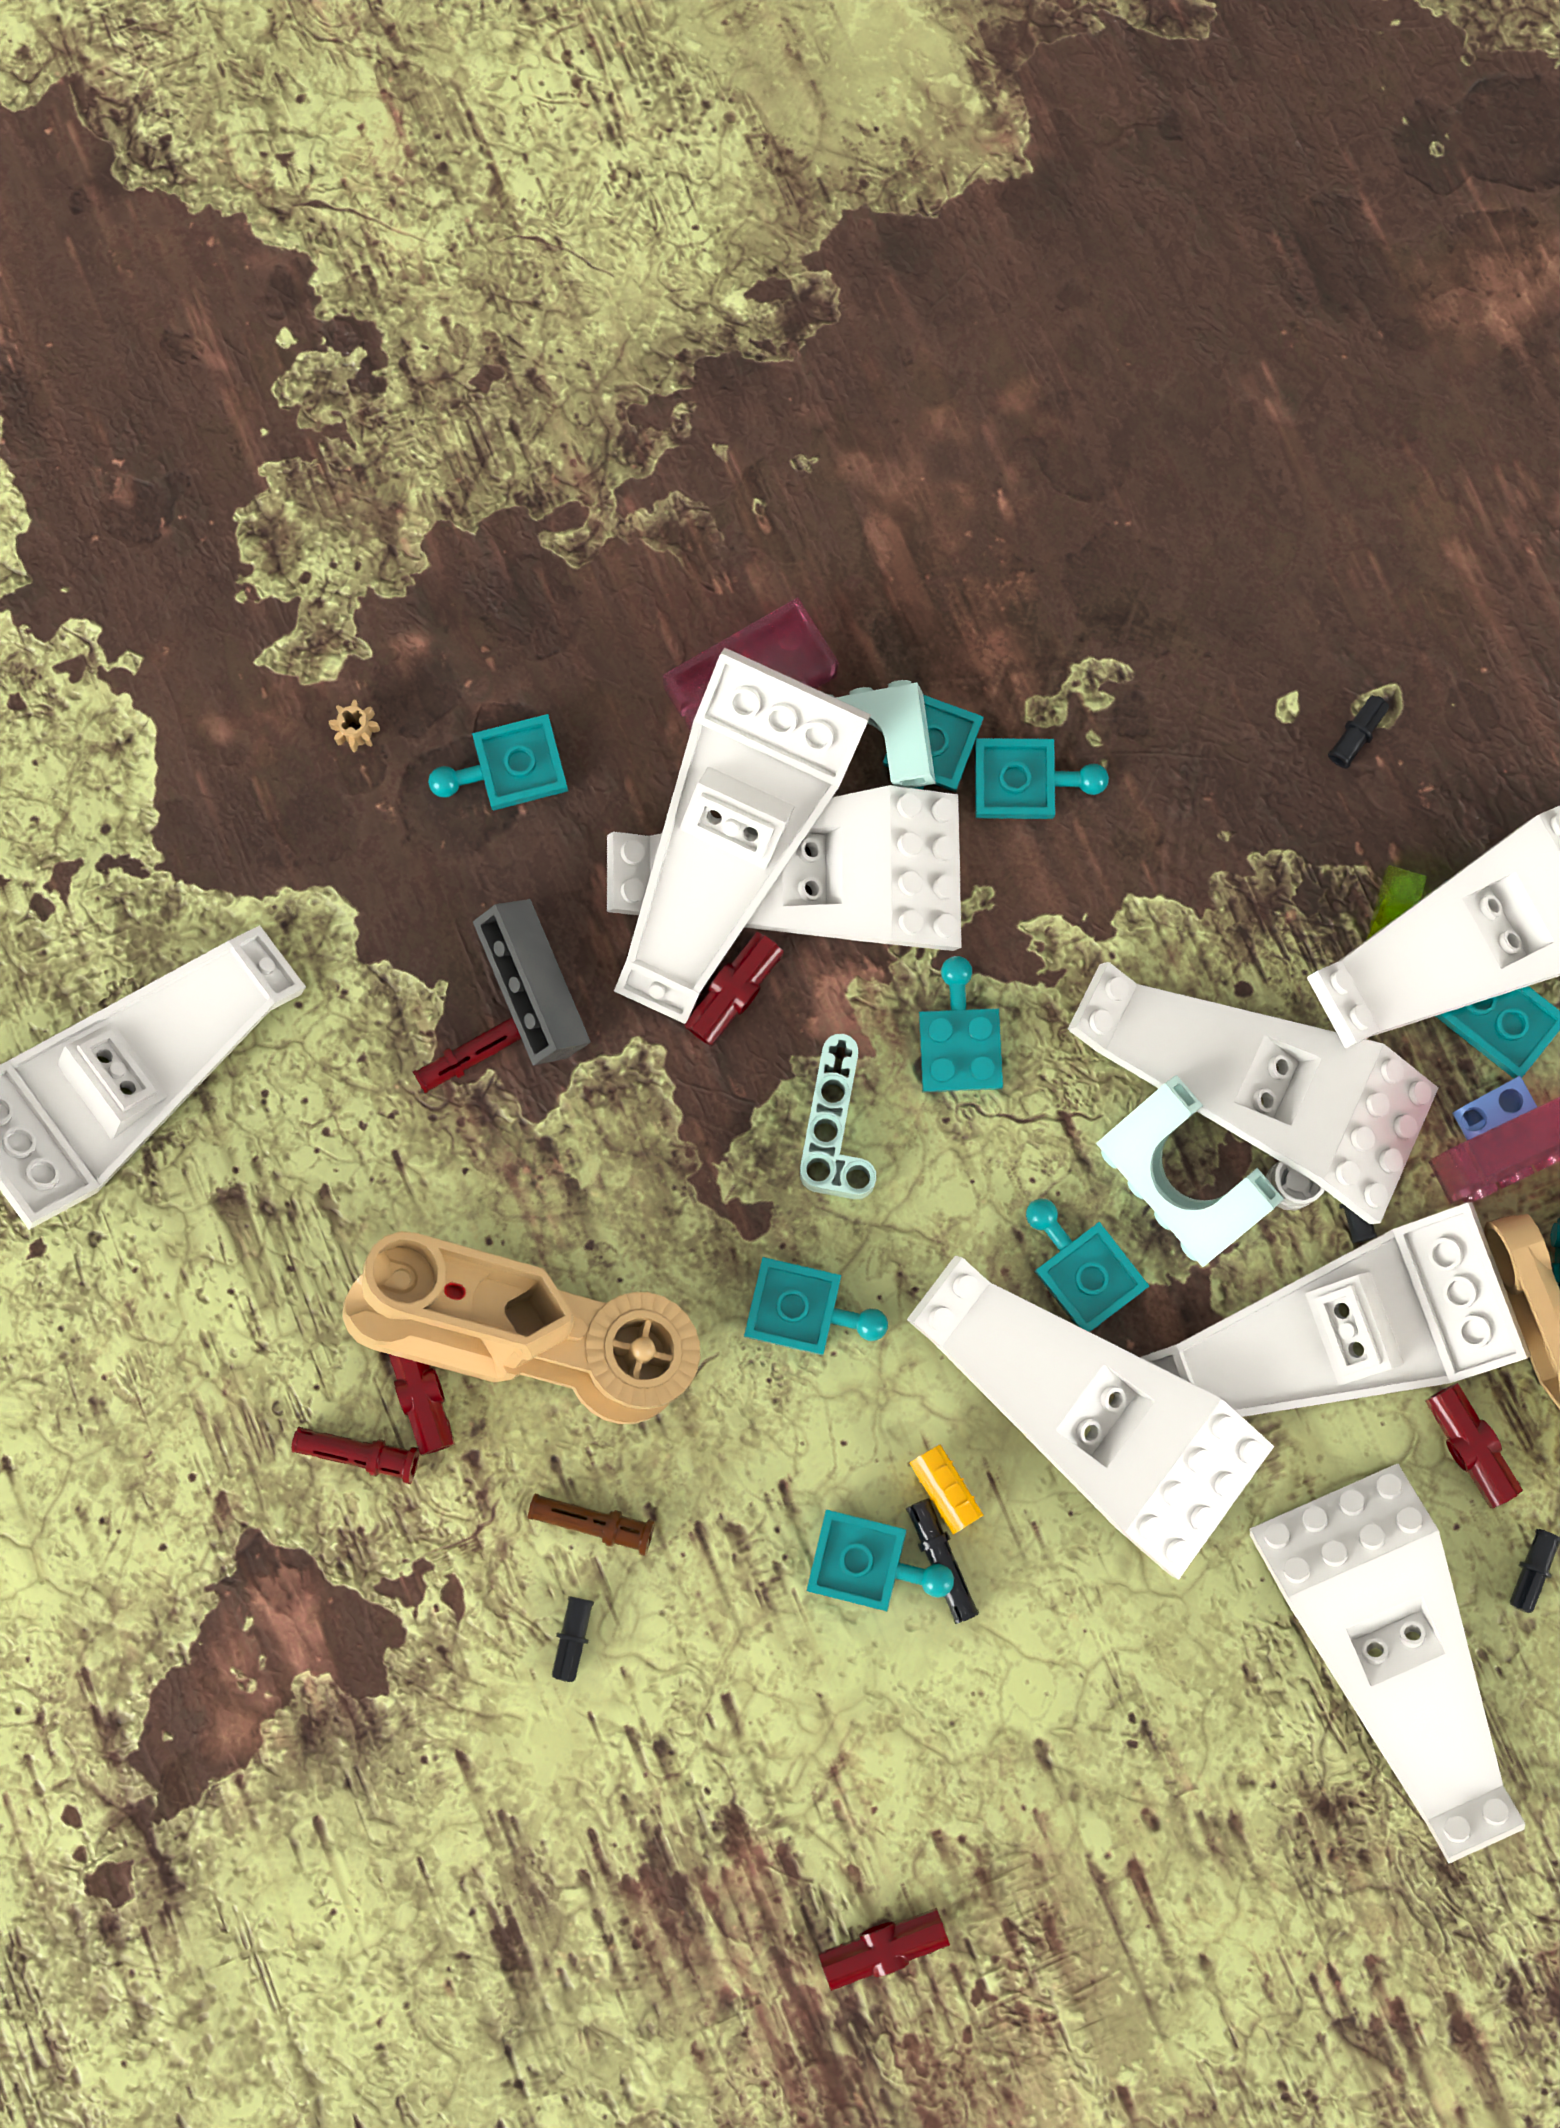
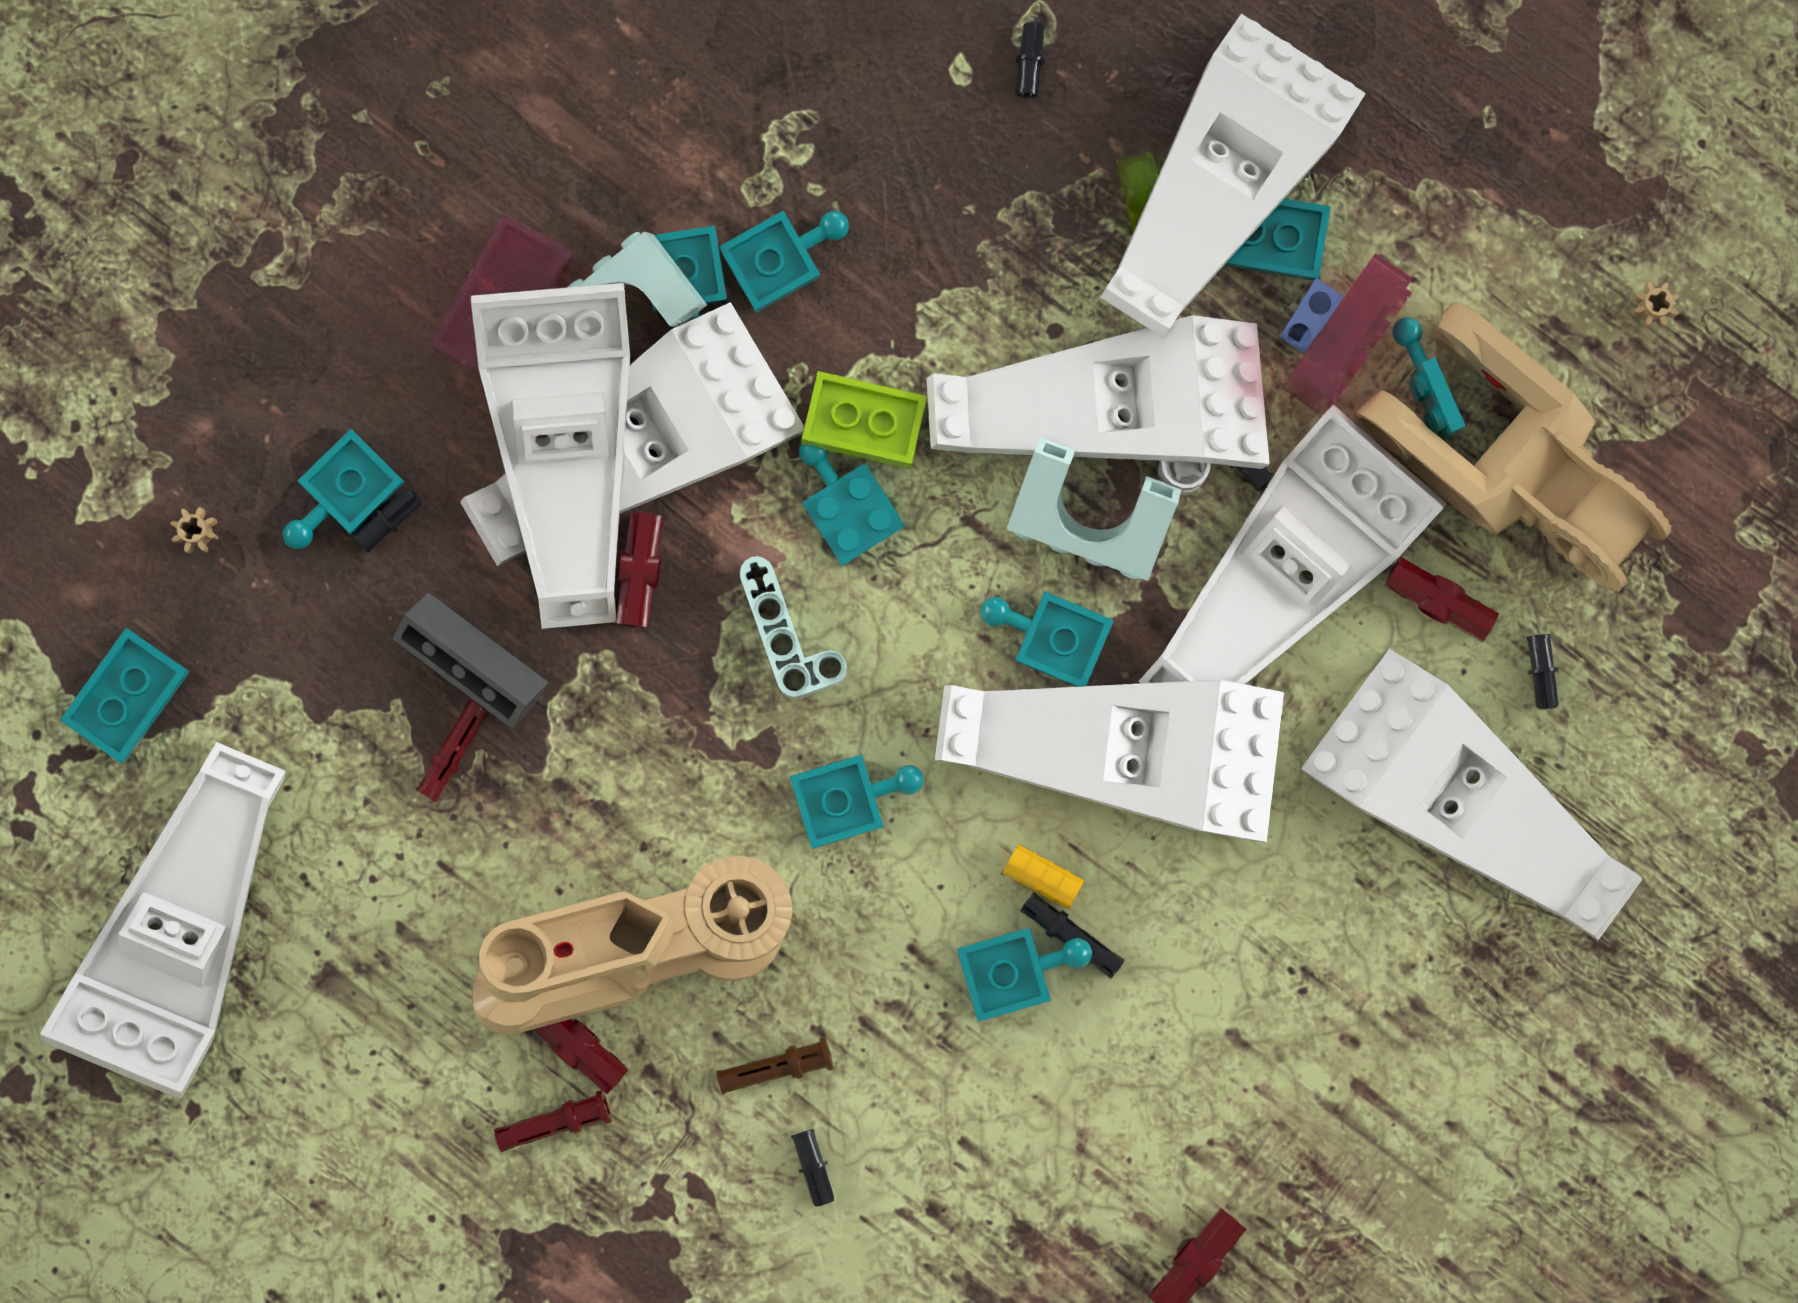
camera: 30 degrees left, 5 degrees up
(203, 837) = (124, 696): none -> teal plate
(532, 814) = (387, 519): none -> black axle
(1020, 969) = (864, 420): none -> lime plate

